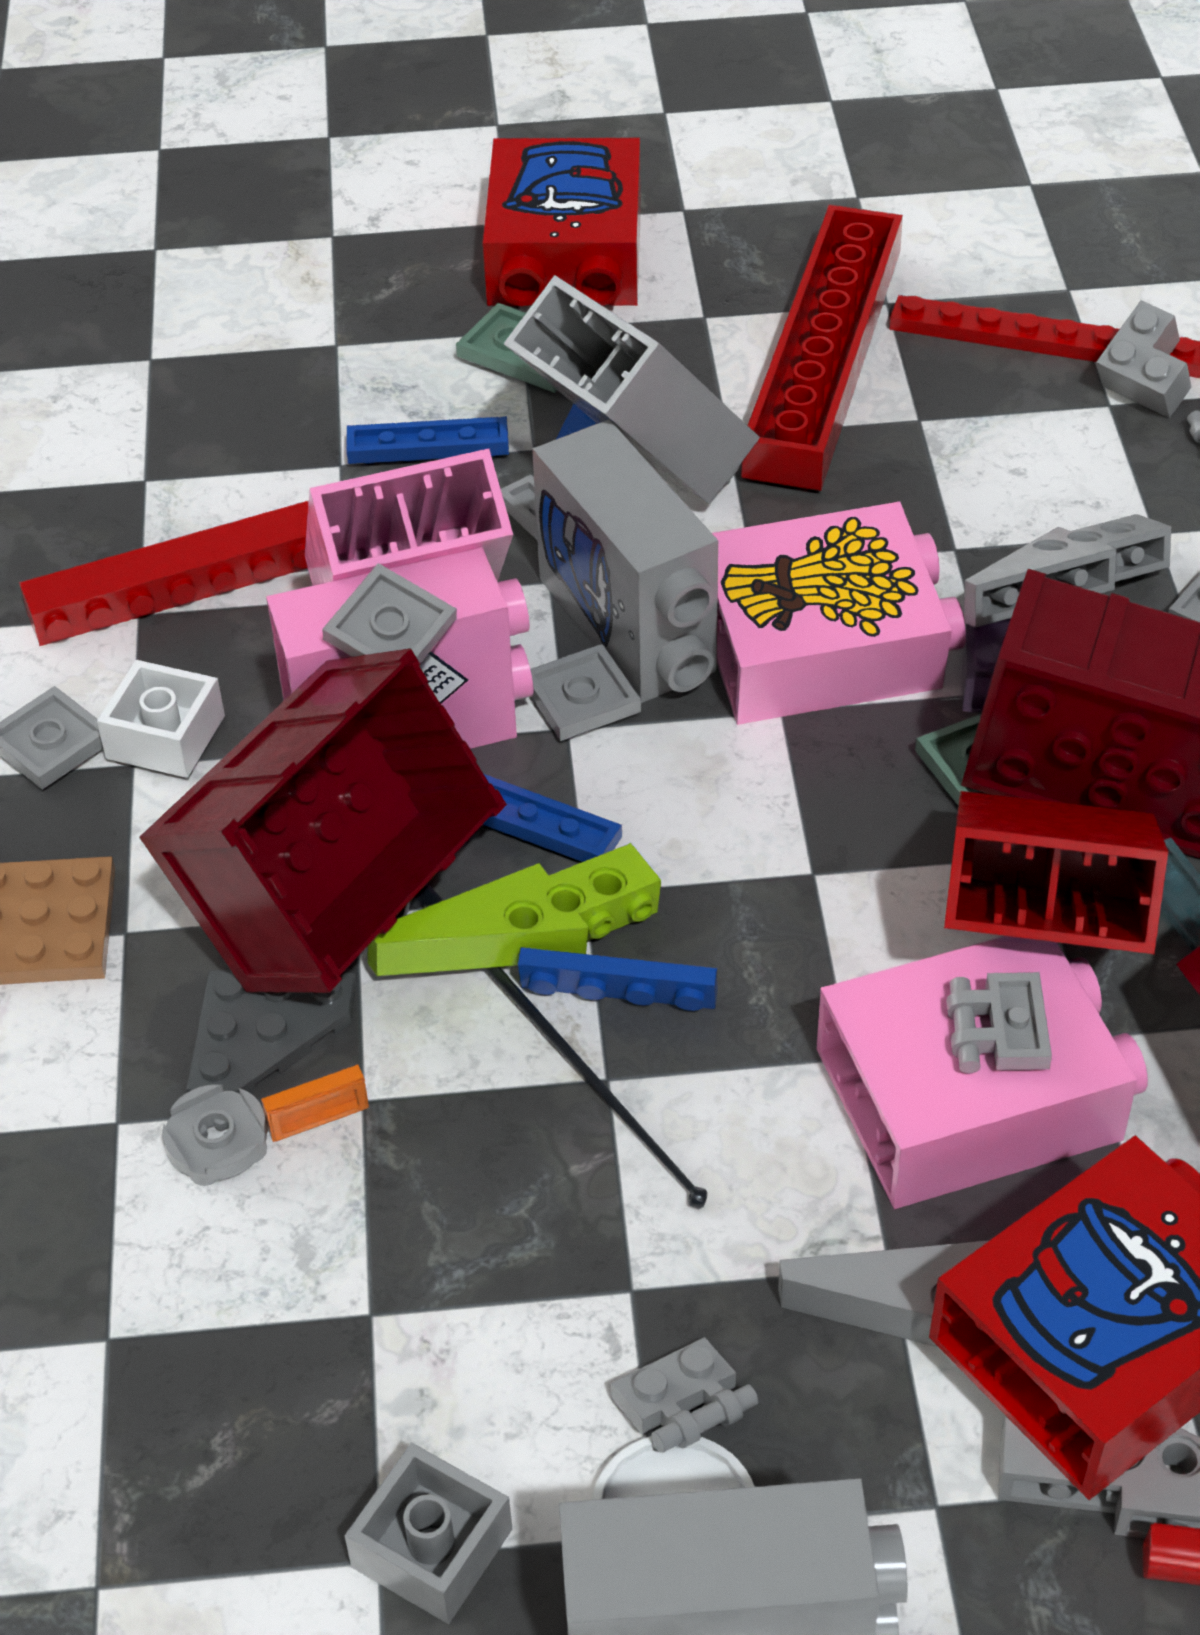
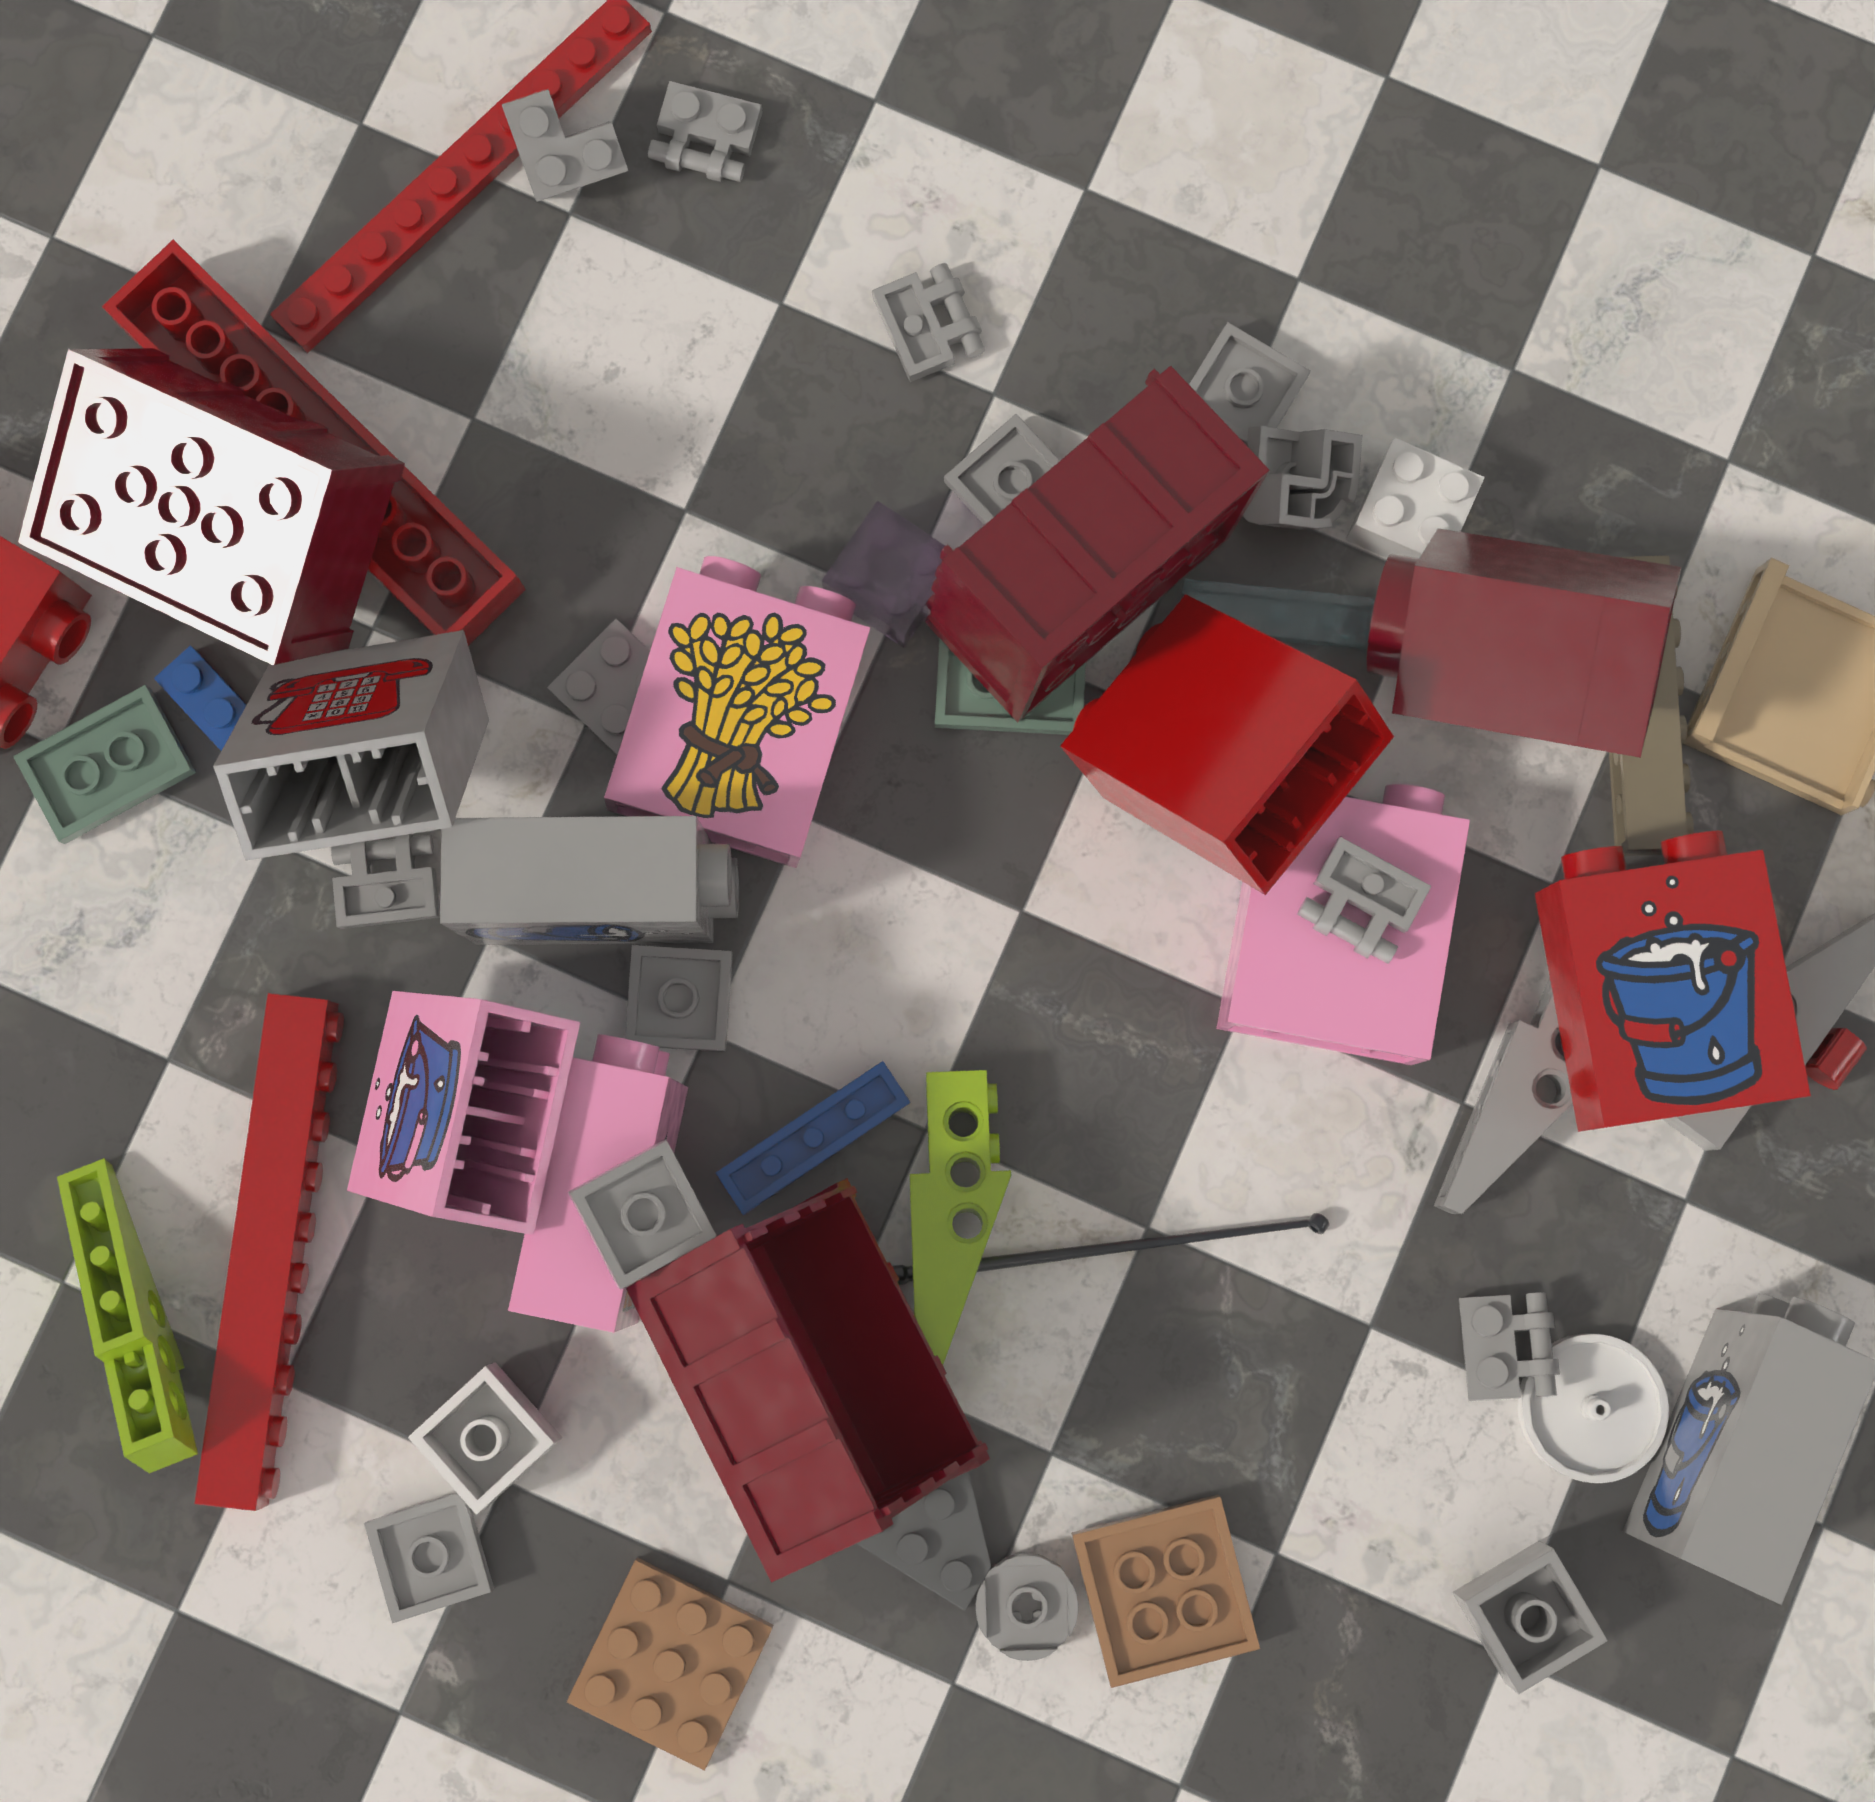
camera: 65 degrees left, 35 degrees up
(131, 502) = (127, 1320): none -> lime brick
(286, 1230) = (1165, 1591): none -> medium nougat plate
(315, 1103) = (1049, 1505): orange tile -> none
(426, 439) = (198, 953): blue plate -> none
(618, 978) = (1075, 1149): blue plate -> none
(740, 273) = (207, 503): none -> container
(1081, 557) = (822, 422): light grey brick -> none

